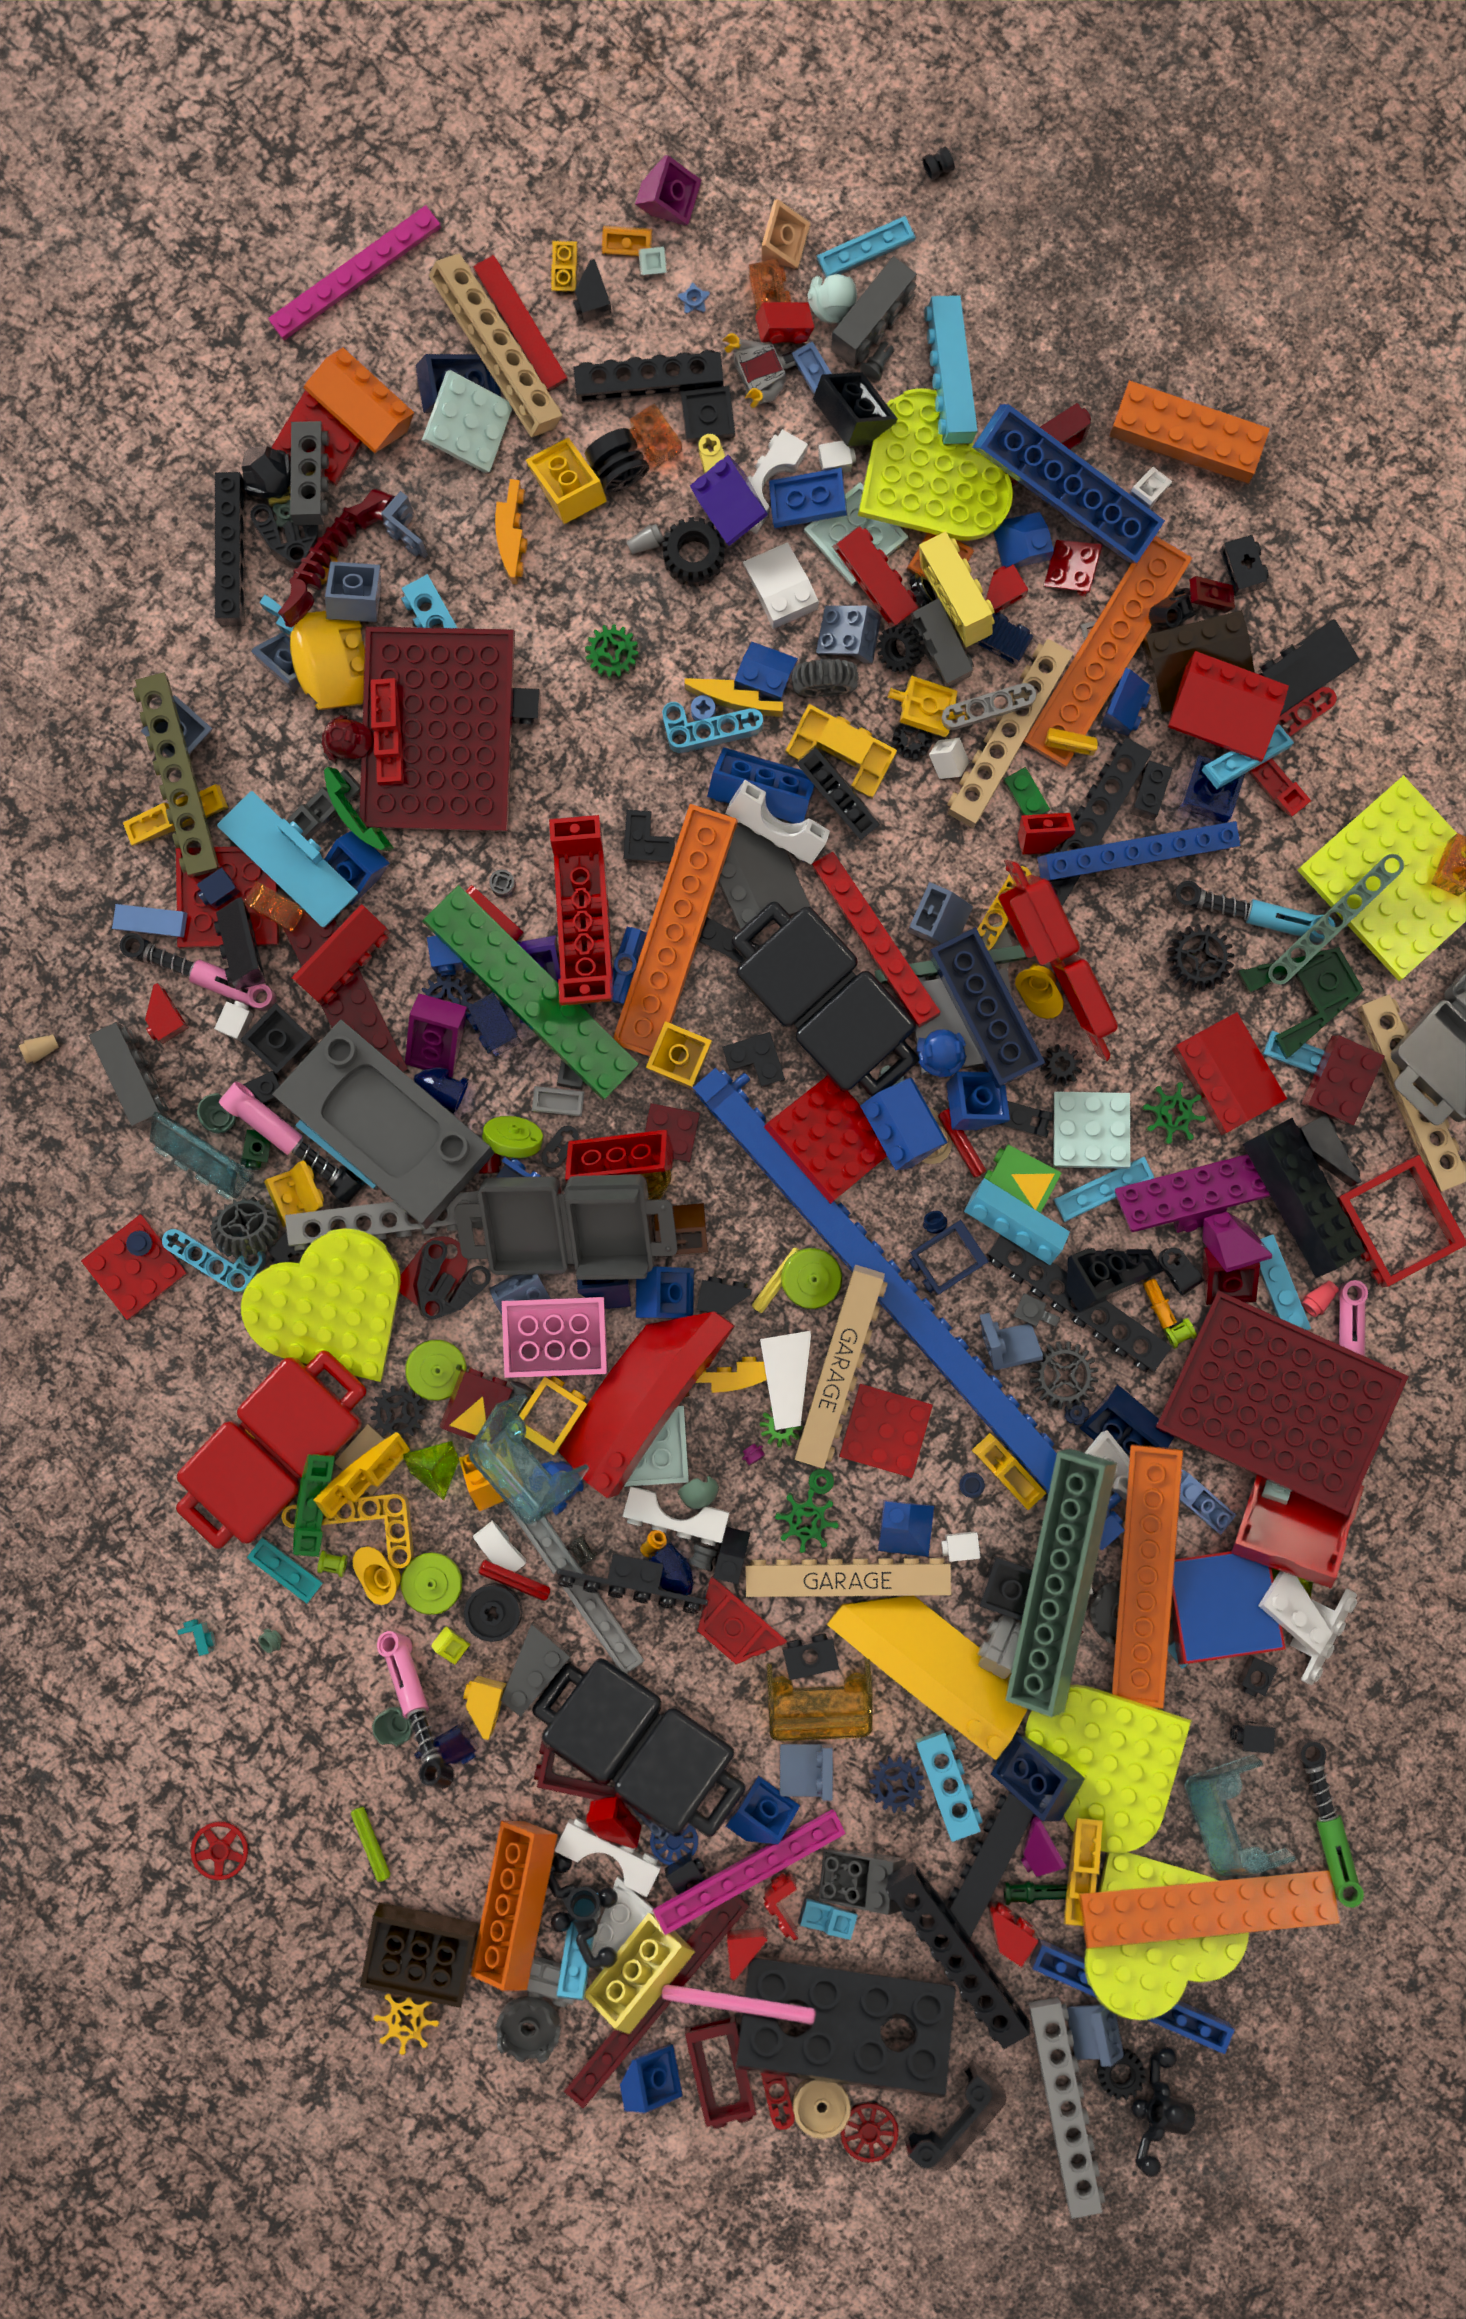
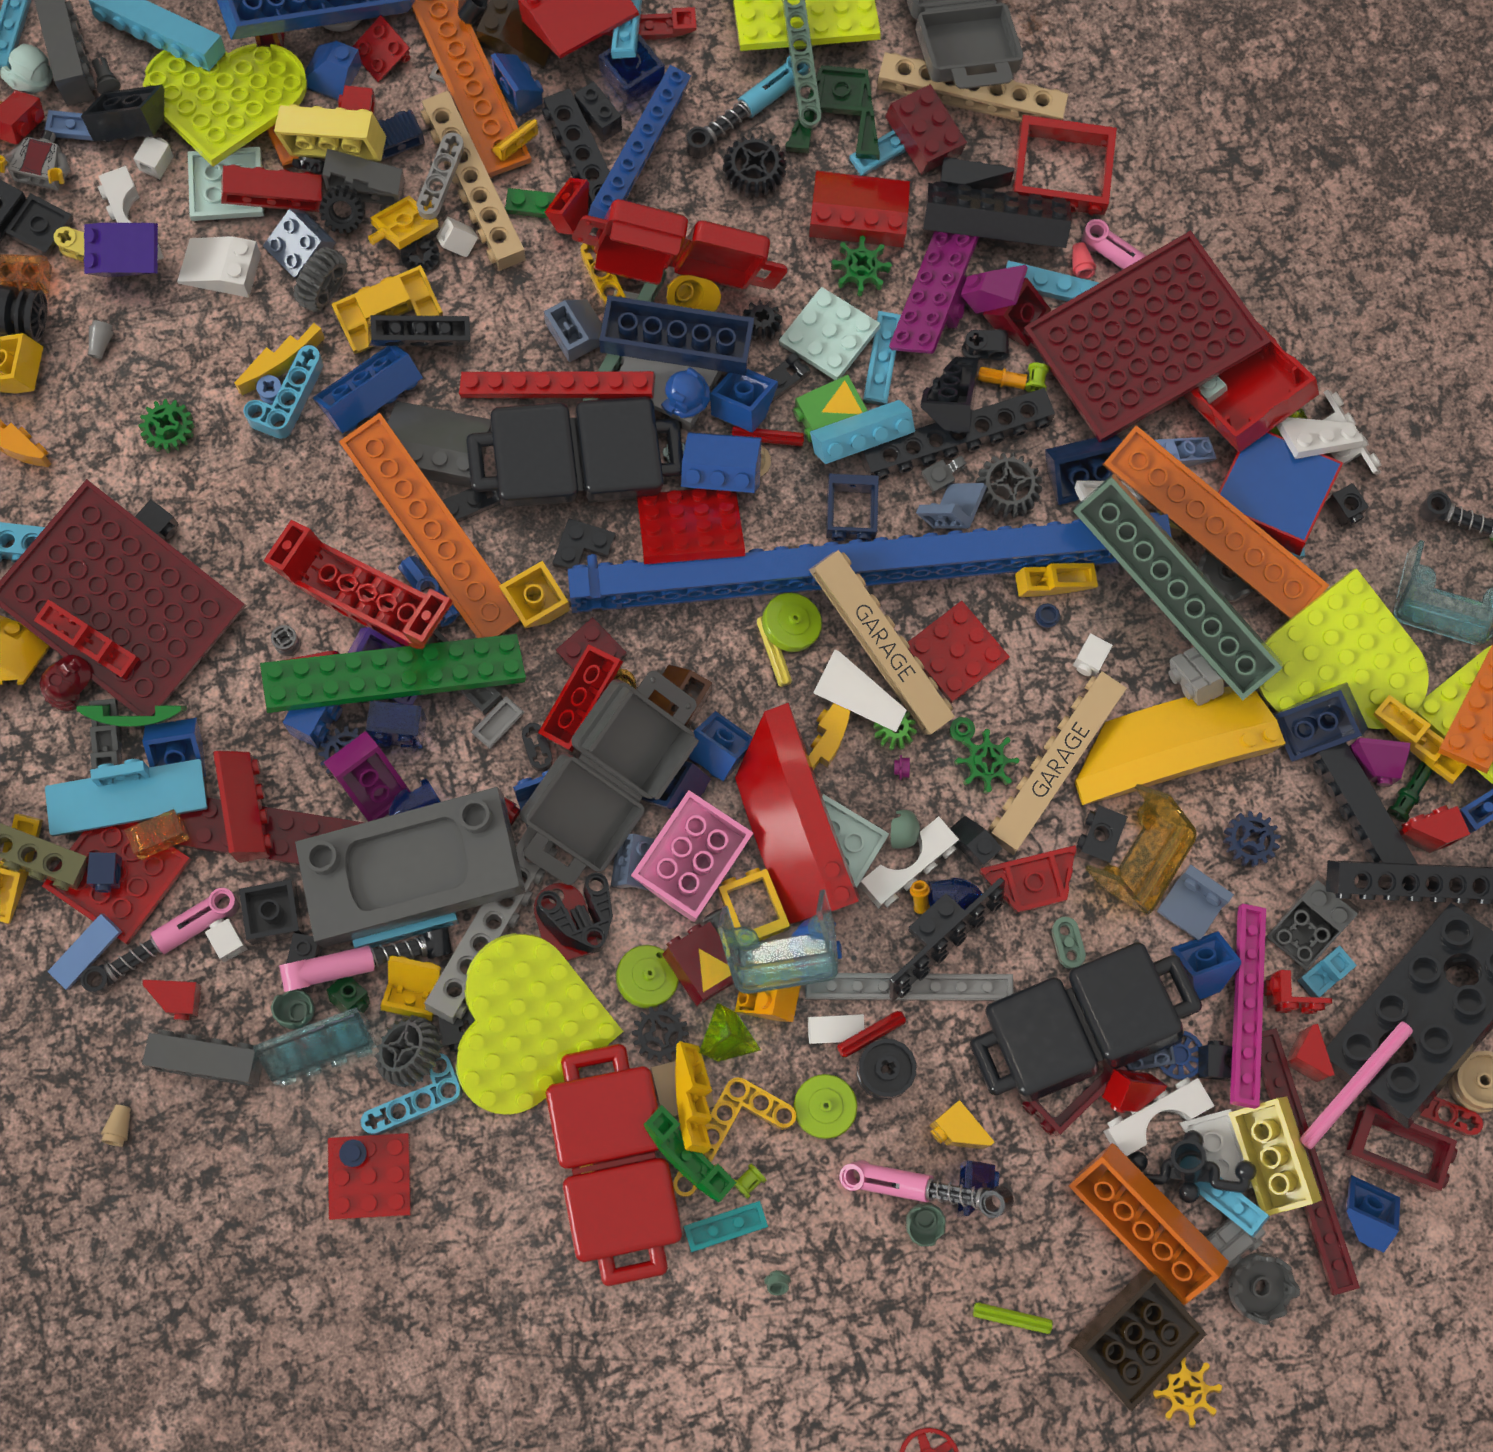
camera: 65 degrees left, 10 degrees down
(204, 1639) = (736, 1339): teal bracket -> none
(239, 945) = (166, 883): black slope -> none
(376, 1575) = (785, 1147): yellow piece -> none
(450, 1645) = (887, 1129): neon yellow slope -> none
(513, 1136) = (501, 771): lime wheel -> none
(534, 1669) = (958, 1068): dark grey wedge -> none
(581, 1550) = (893, 957): clear smoke bush -> none
(640, 845) = (339, 512): black plate -> none
(693, 532) = (134, 291): black tyre -> none
(702, 1689) = (1068, 943): none -> sand green plate
(703, 1557) = (959, 865): dark grey wheel -> none
(721, 1297) = (752, 704): black slope -> none
(765, 672) = (279, 321): blue slope -> none
(801, 839) = (435, 384): white arch -> none
(808, 497) = (168, 195): blue plate -> none
(906, 1528) = (1046, 691): blue slope -> none
(935, 1222) = (816, 498): dark blue plate -> none
(957, 1825) = (1319, 800): medium azure brick -> none
(1006, 1588) = (1152, 640): black brick -> none
(1076, 1419) = (1051, 498): dark blue plate -> none
(1253, 1735) = (1395, 536): black brick -> none

